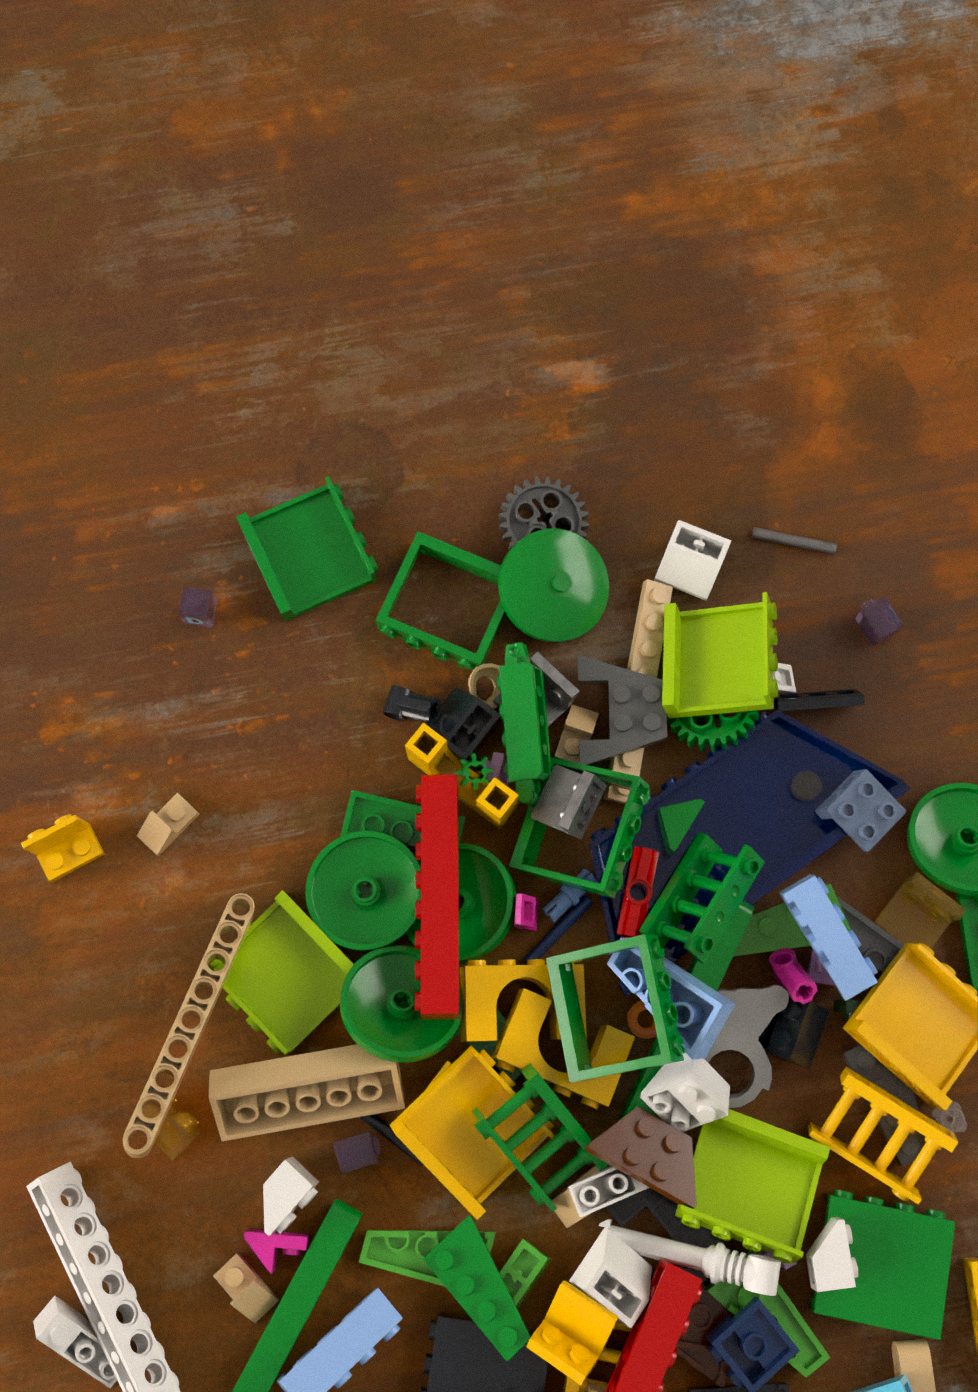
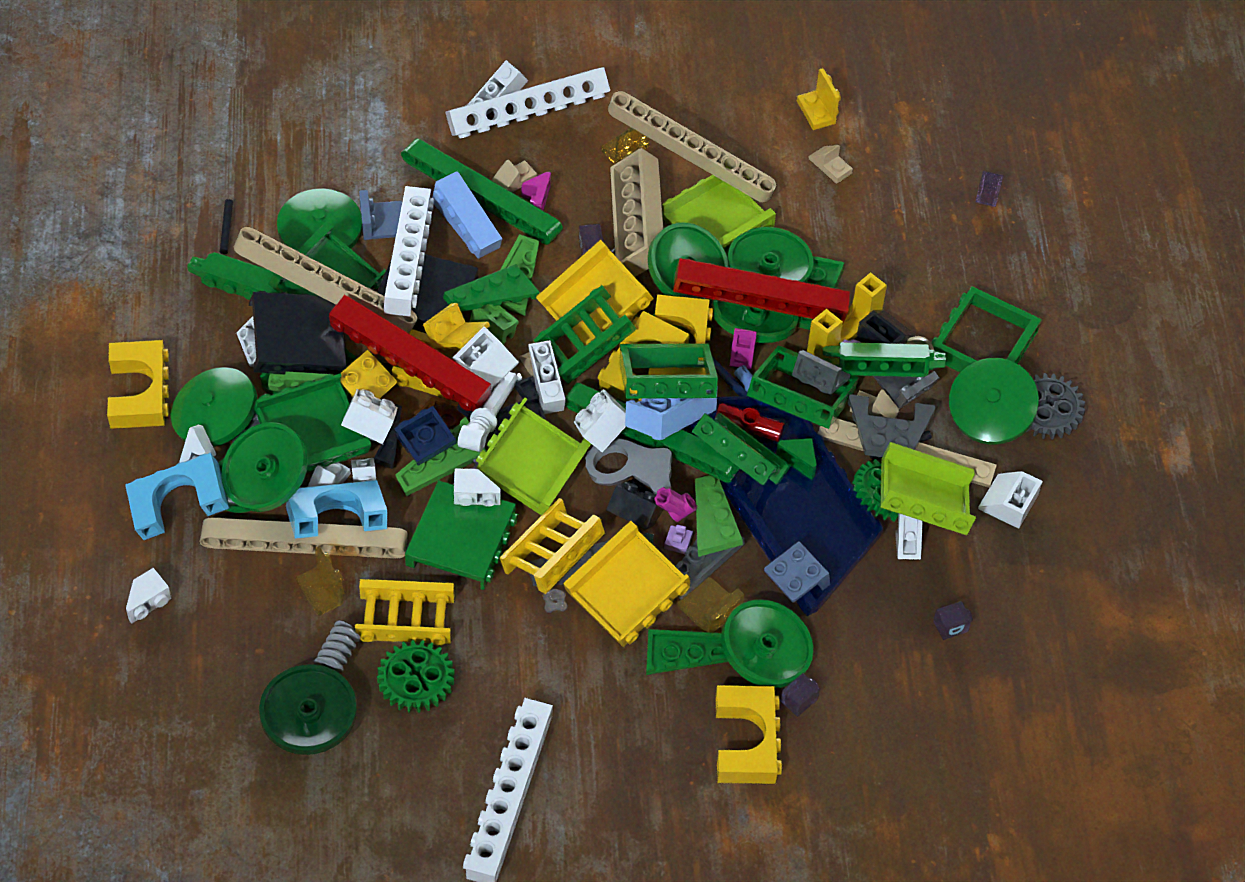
camera: 95 degrees right, 20 degrees down
(285, 1191) = (570, 195): white slope -> none
(309, 550) = (1030, 258): green panel -> none
(405, 705) = (904, 304): black piece -> none
(465, 772) = (851, 324): green gear -> none
(650, 1154) = (563, 391): reddish brown wing -> none
(794, 540) = (1026, 577): flat silver bar -> none
(806, 785) = (821, 547): clear smoke tile -> none
(818, 700) = (889, 566): black tile -> none
(828, 936) = (704, 518): light blue wedge -> none

